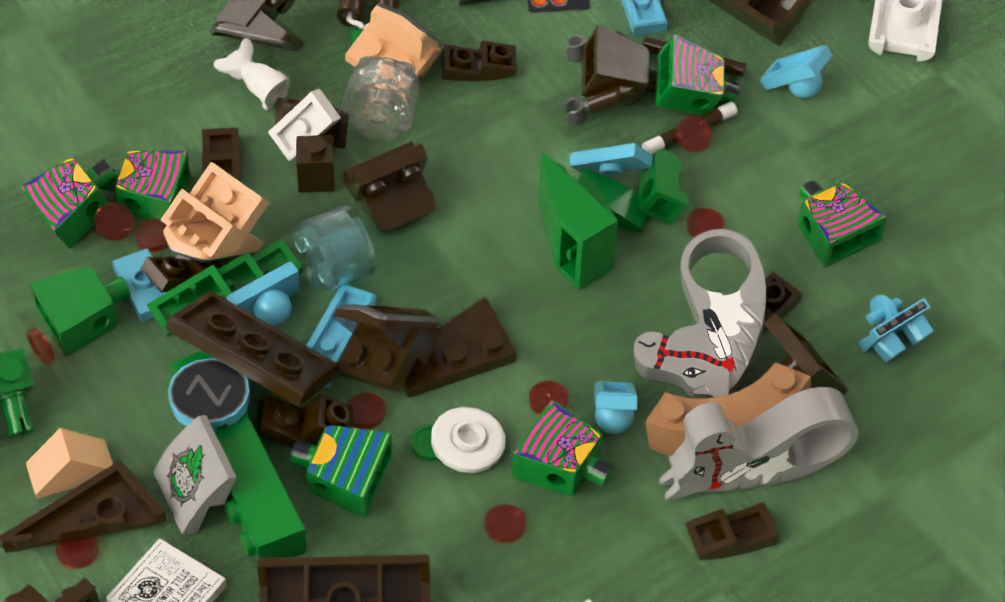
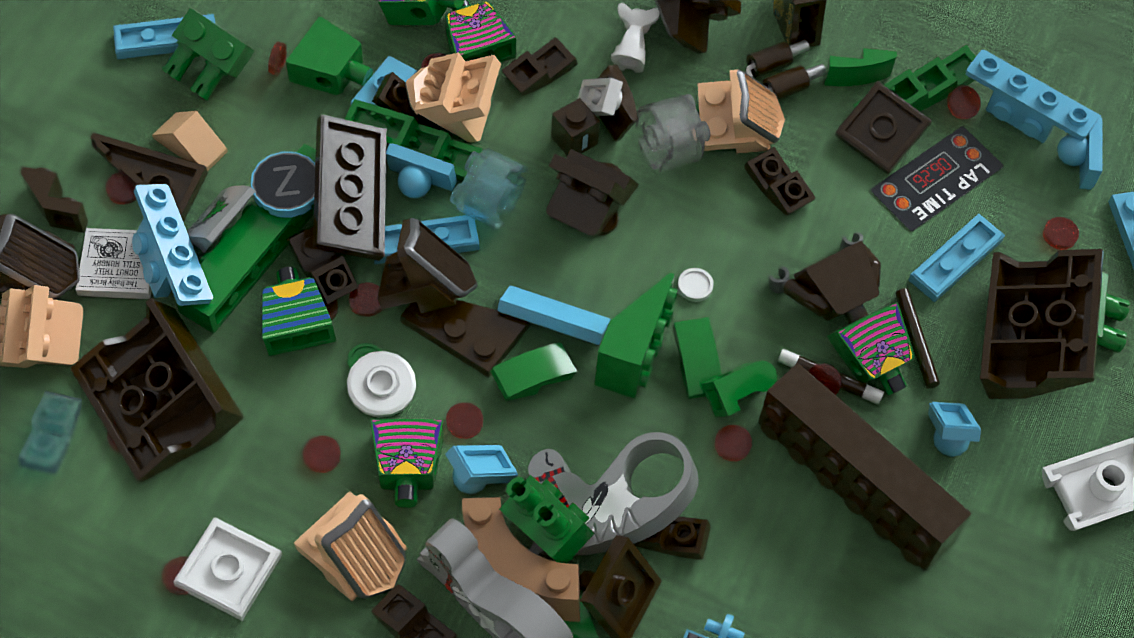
camera: 55 degrees right, 10 degrees up
(113, 221) = (425, 34): clear red piece -> none
(202, 531) = (166, 248): none -> medium azure bracket
(494, 277) = (553, 314): none -> medium azure tile
(528, 170) = (695, 284): none -> white piece
(539, 320) = (532, 370): none -> green slope
(612, 160) = (728, 333): medium azure plate -> none
(626, 536) = (355, 548): none -> light nougat piece
(713, 366) = (545, 518): none -> green brick
(798, 142) = (862, 467): none -> dark brown brick
(838, 221) = (804, 544): green torso -> none

